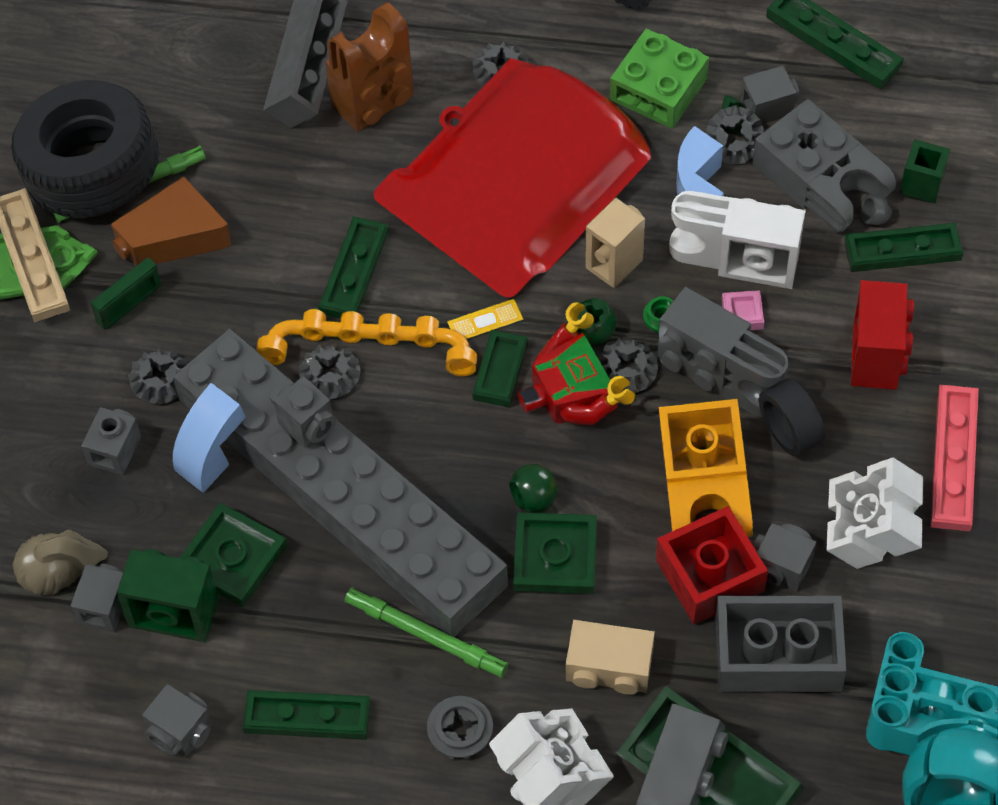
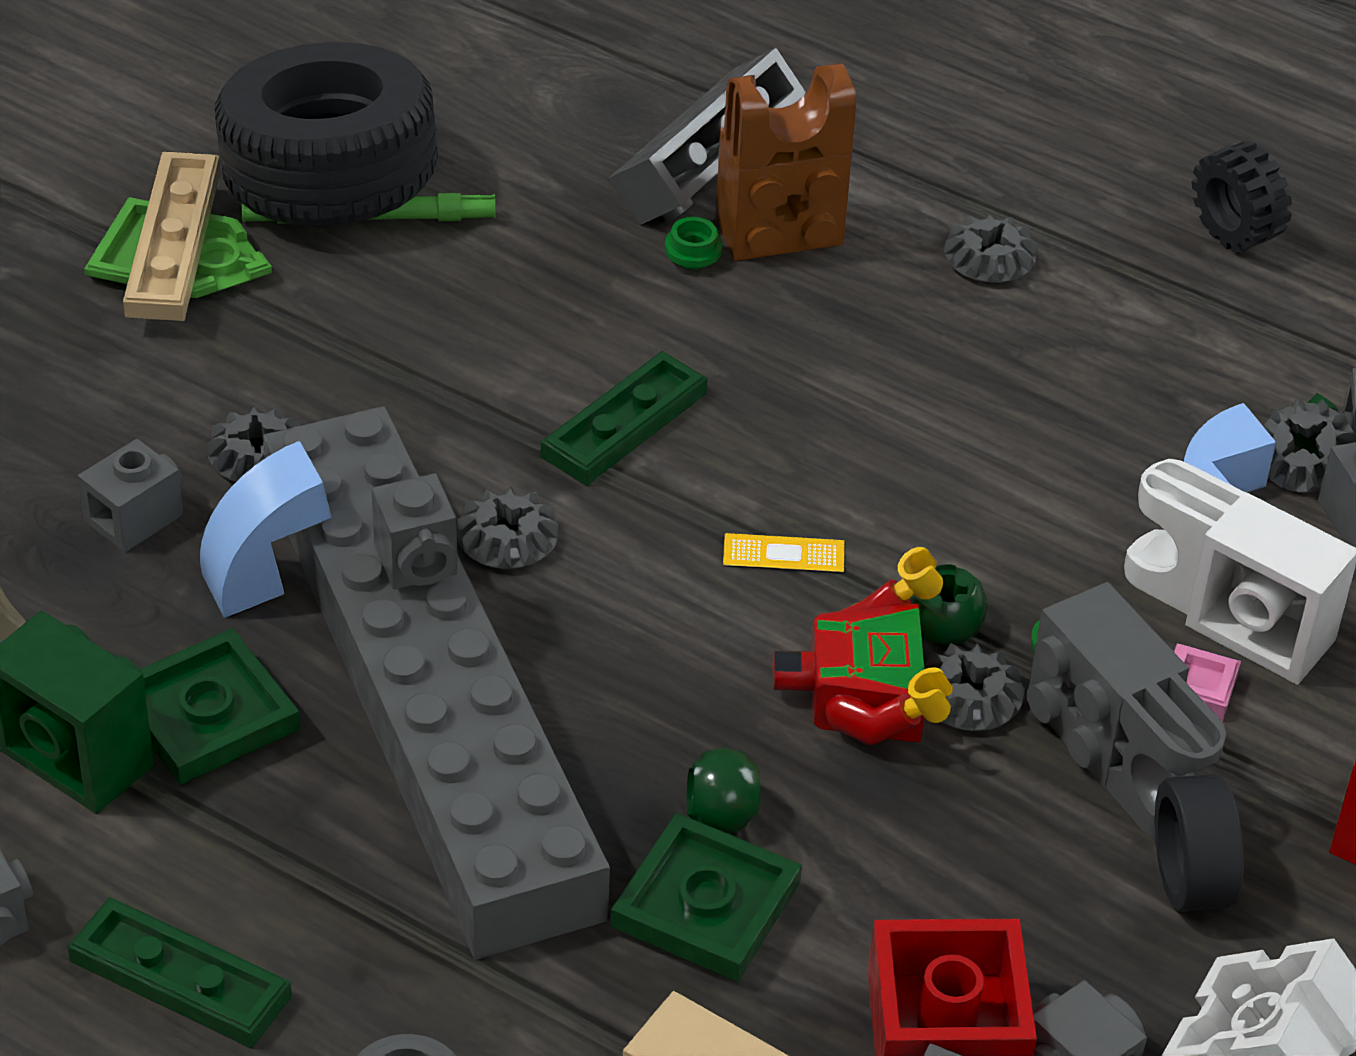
camera: 20 degrees right, 15 degrees down
(126, 293) = (274, 326): dark green tile -> none
(170, 227) = (387, 272): dark orange slope -> none
(332, 125) = (693, 243): none -> green plate
(459, 360) = (710, 582): light orange bar -> none
(470, 654) = (486, 986): bright green piece -> none
(500, 368) = (768, 619): dark green tile -> none
(517, 173) = (941, 384): red piece -> none
(615, 242) = (1035, 506): tan brick -> none
(659, 78) = (1223, 336): bright green brick -> none
(709, 476) = (1023, 850): light orange brick -> none

